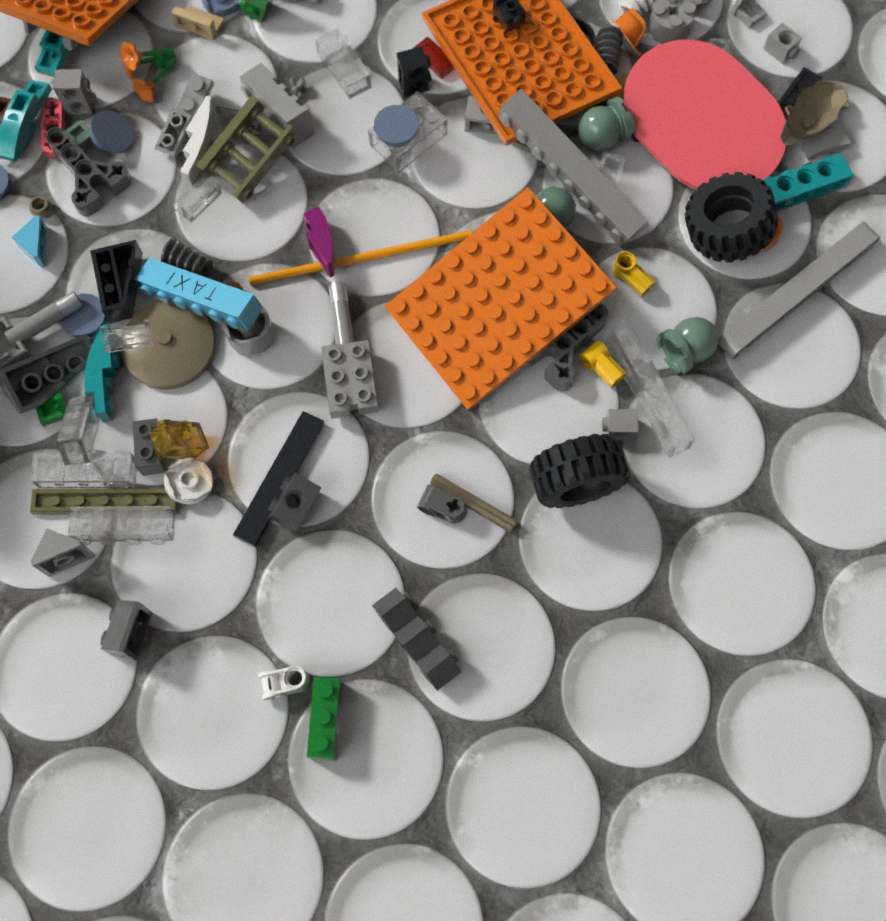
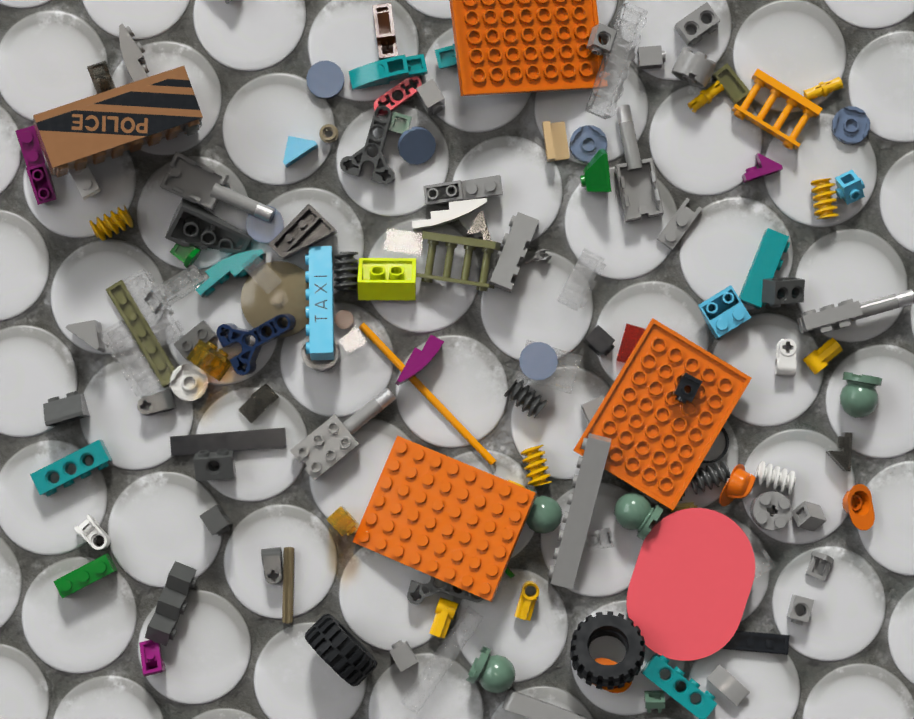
camera: 60 degrees right, 15 degrees up
(132, 59) = (476, 127): plant -> none
(176, 395) = (250, 352): none -> dark blue beam
(188, 524) = (160, 402): none -> dark grey piece
(192, 623) = (42, 477): none -> teal brick
(223, 228) = (387, 279): none -> neon yellow slope
(260, 425) = (258, 403): none -> clear smoke slope
(262, 289) = (353, 340): none -> clear panel
(355, 531) = (216, 520): none -> dark grey brick
(426, 166) = (526, 398): none -> dark grey piece
(440, 401) = (343, 521): none -> clear yellow brick
(464, 696) = (151, 658): none -> magenta slope
(495, 192) = (535, 466): none -> yellow piece
(805, 212) = (654, 700): none -> sand green tile
(813, 111) = (742, 665): dark tan piece -> none

